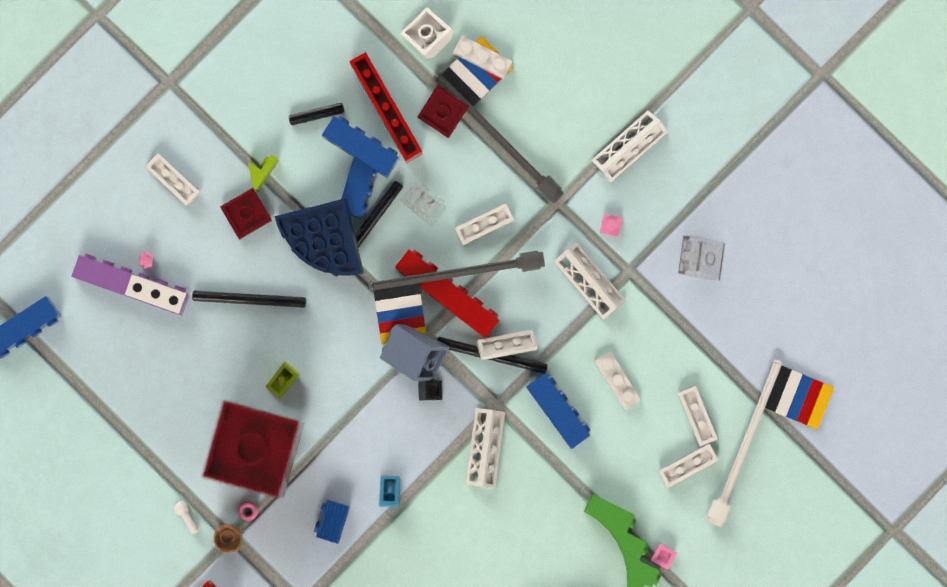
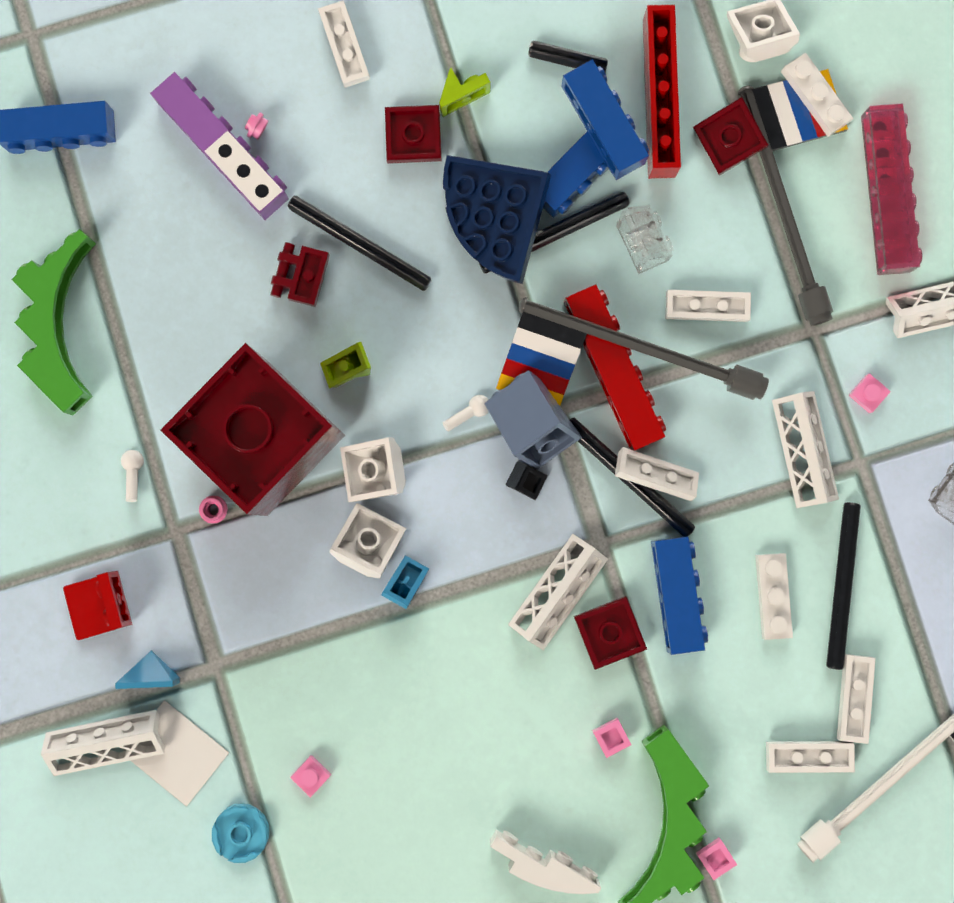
camera: 30 degrees right, 0 degrees up
(80, 453) = (42, 322): none -> bright green arch
(228, 337) = (307, 276): none -> dark red plate
(228, 538) = (167, 531): medium nougat hair -> none
(332, 521) = (311, 580): blue brick -> none
(333, 434) = (373, 469): none -> white slope
(353, 480) = (367, 541): none -> white slope
(375, 362) = (475, 408): none -> white bar
(529, 455) = (610, 632): none -> dark red plate
(558, 93) = (891, 189): none -> clear pink brick
(563, 518) = (611, 737): none -> bright pink plate
(655, 351) = (843, 586): none -> black axle

